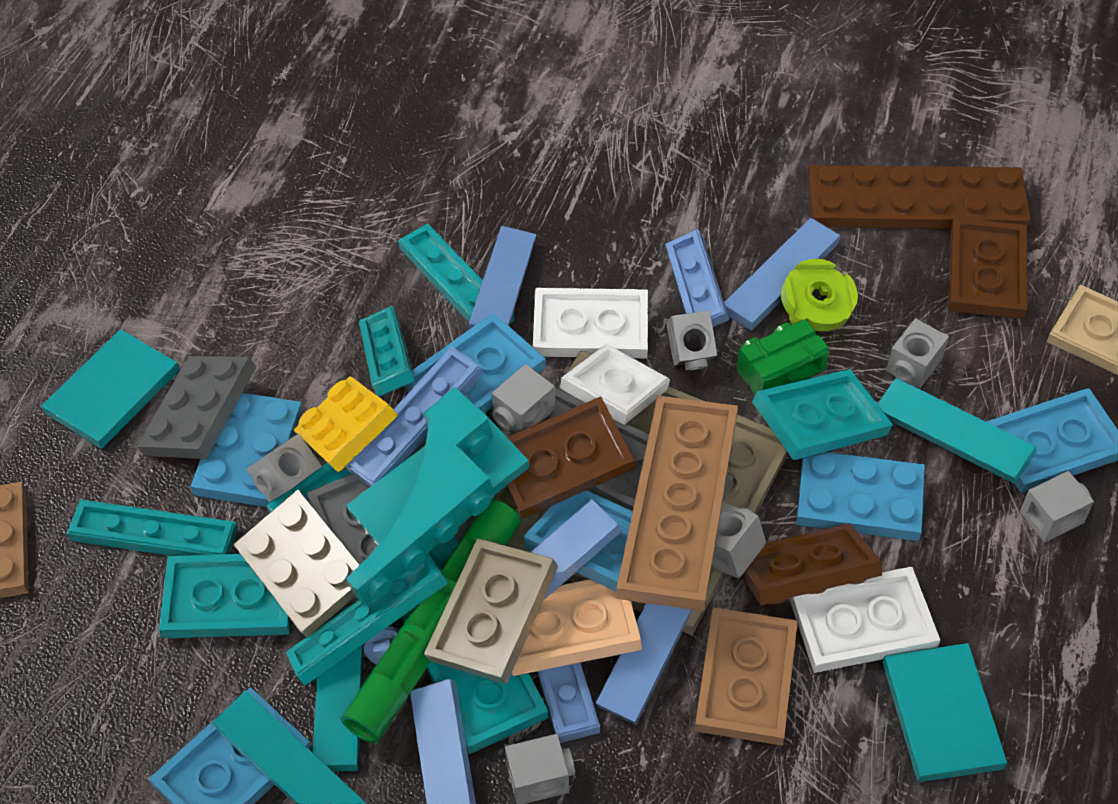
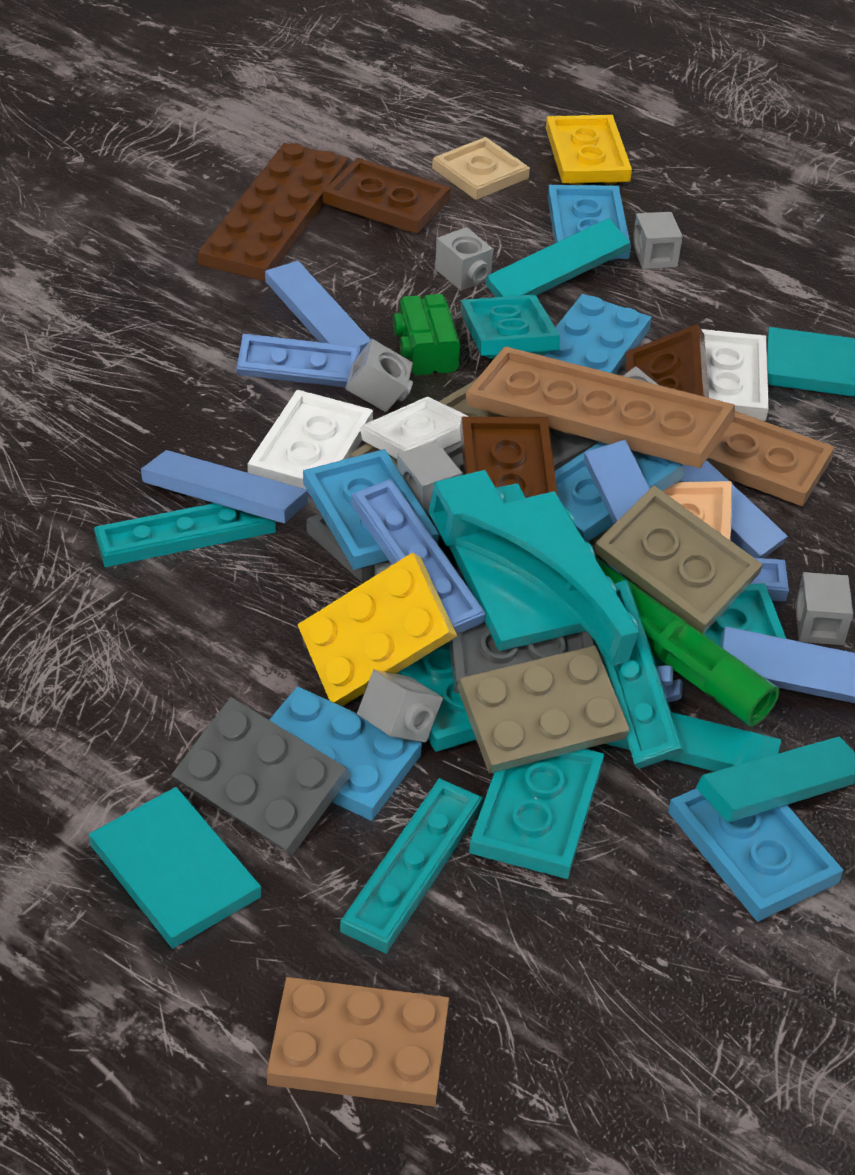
camera: 75 degrees left, 10 degrees down
(386, 351) = (289, 577): teal tile -> none
(821, 275) = (366, 291): lime plate -> none

